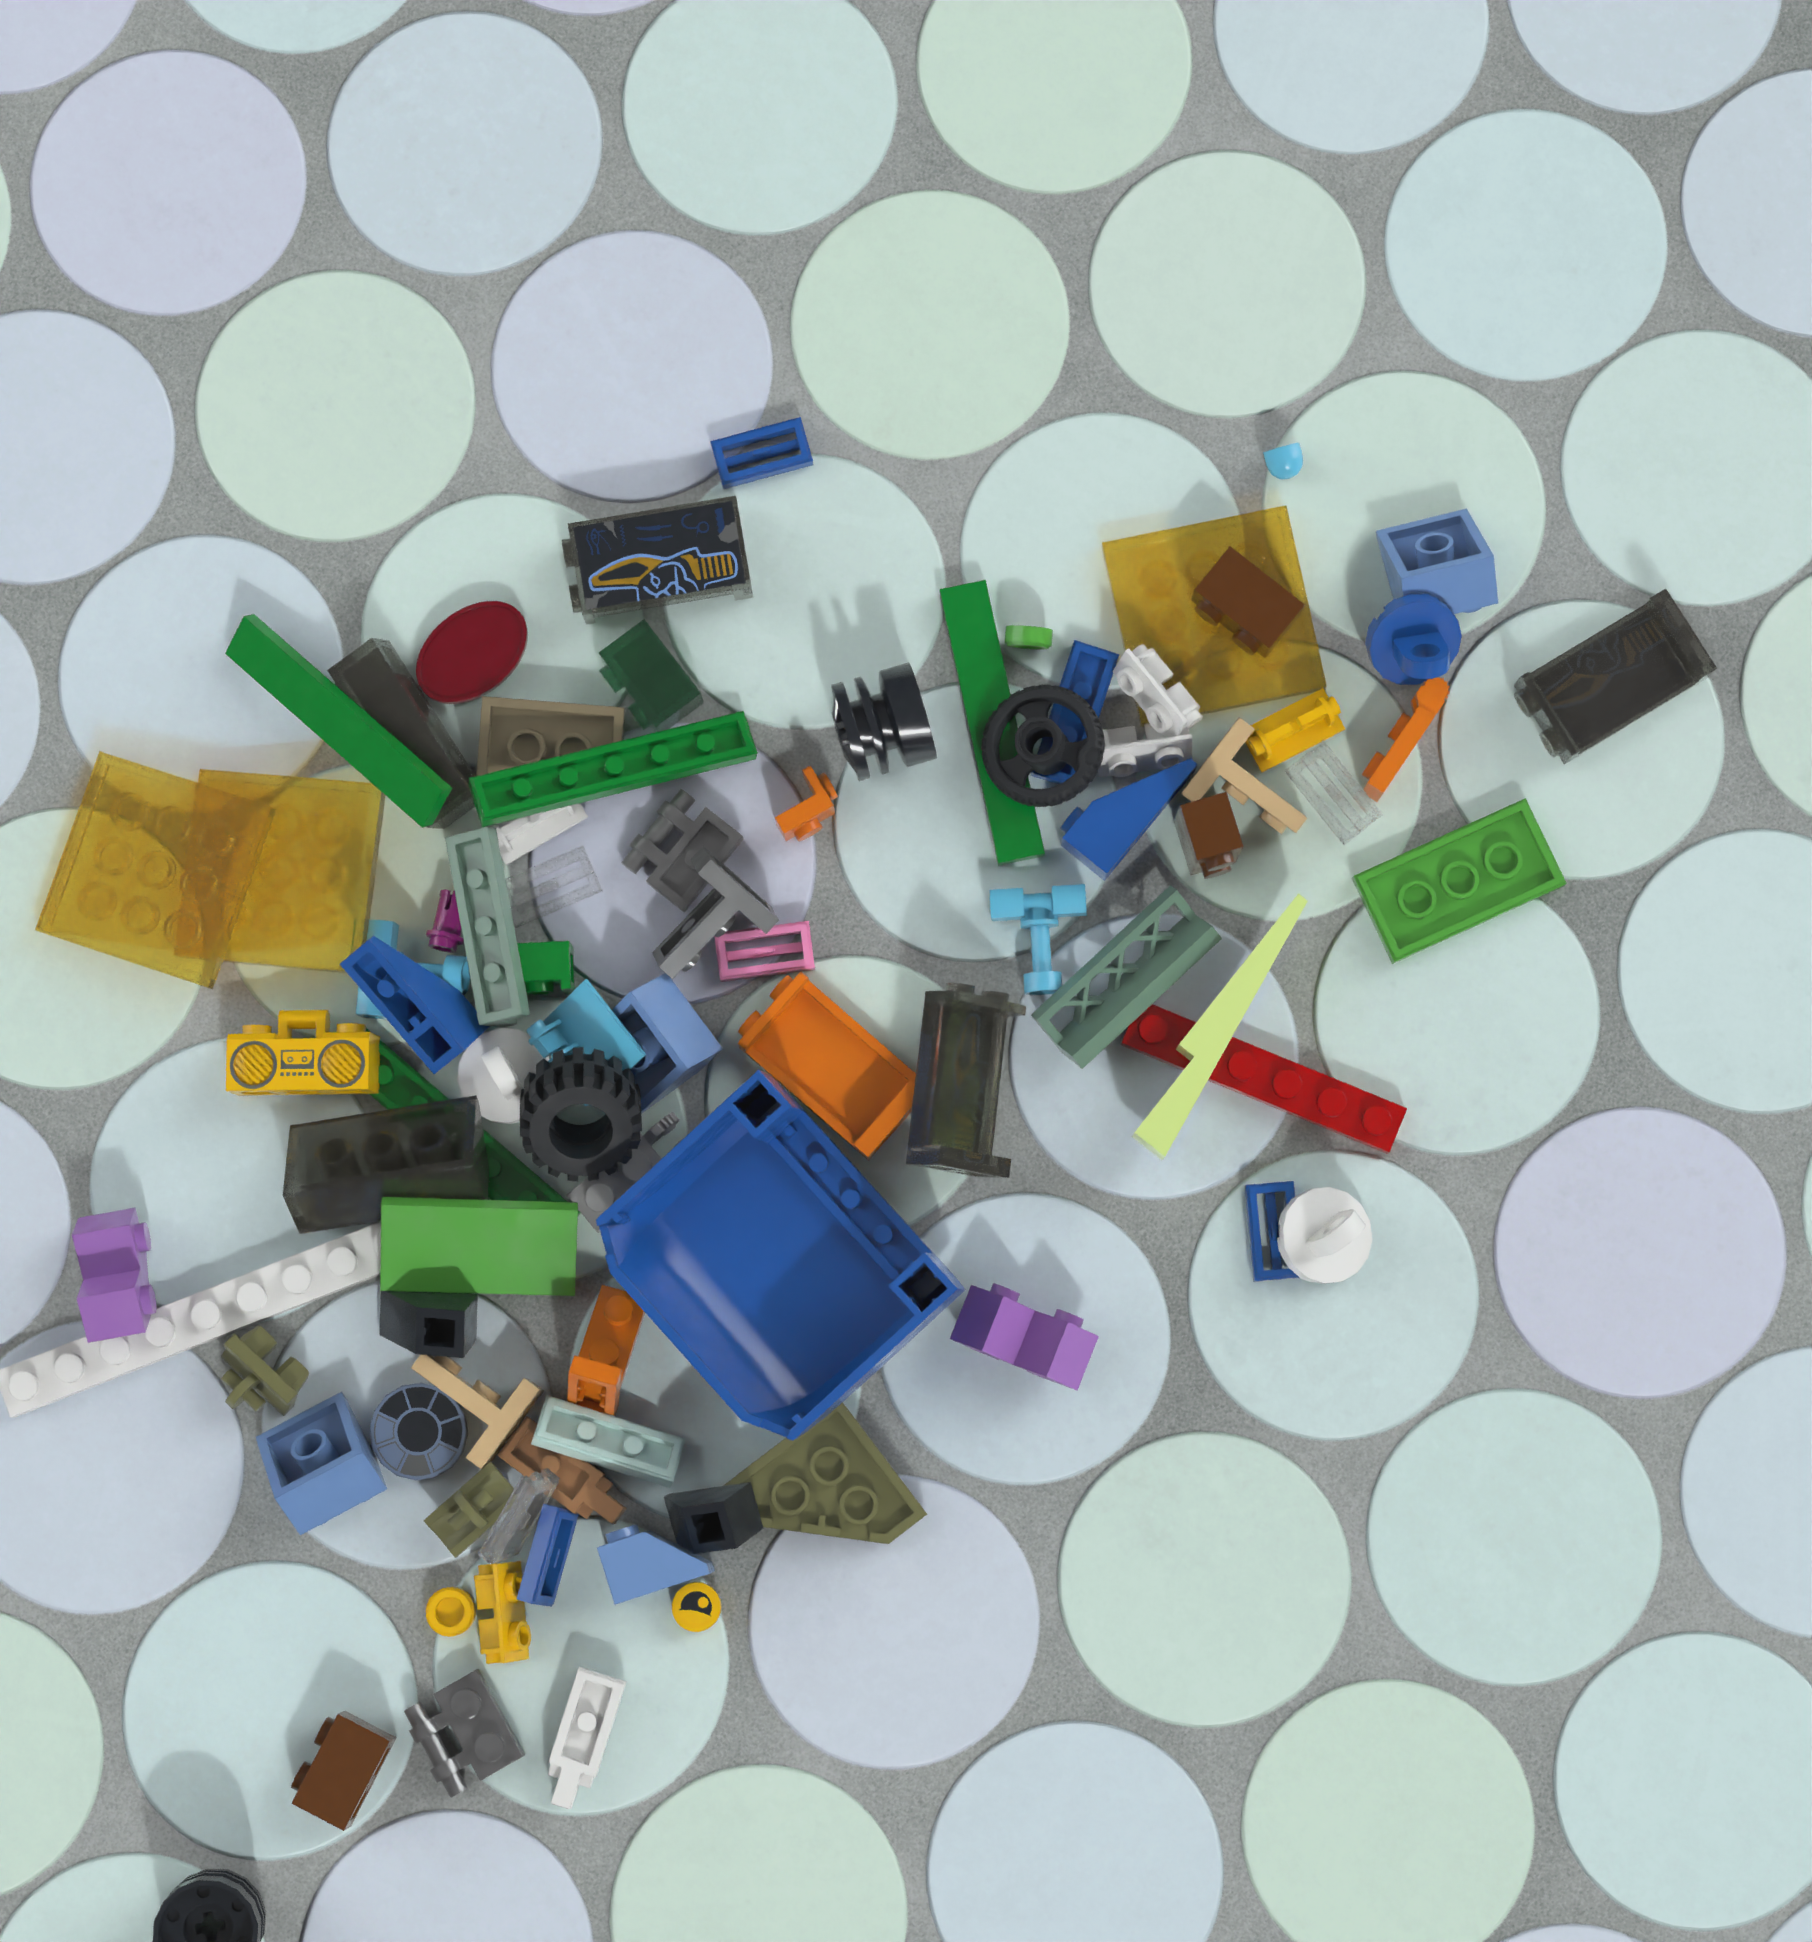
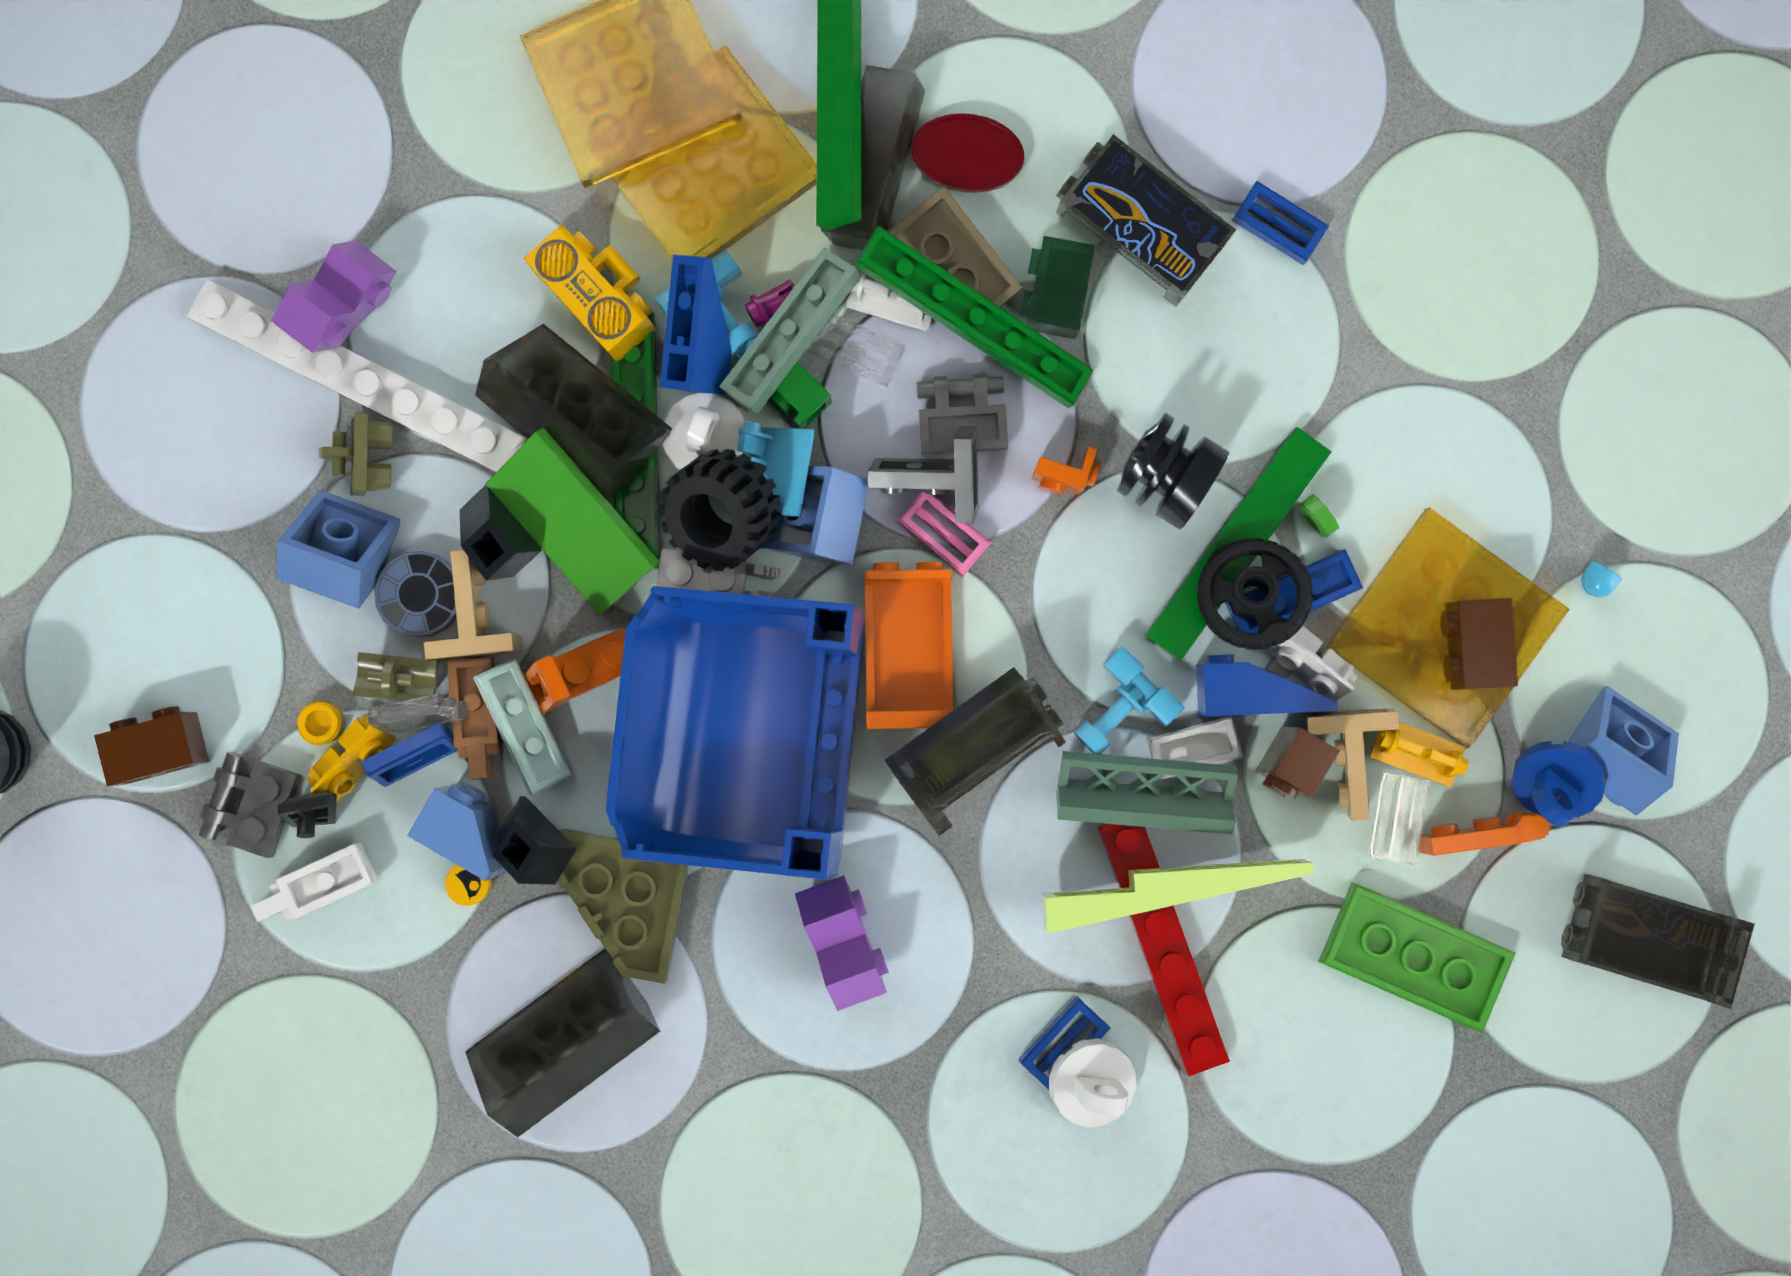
camera: 40 degrees right, 5 degrees up
(518, 1681) = (309, 811): none -> pearl dark grey piece
(898, 1646) = (560, 1044): none -> clear smoke slope
(1129, 894) = (1201, 743): none -> white tile
(1141, 676) = (1361, 618): white hinge -> none

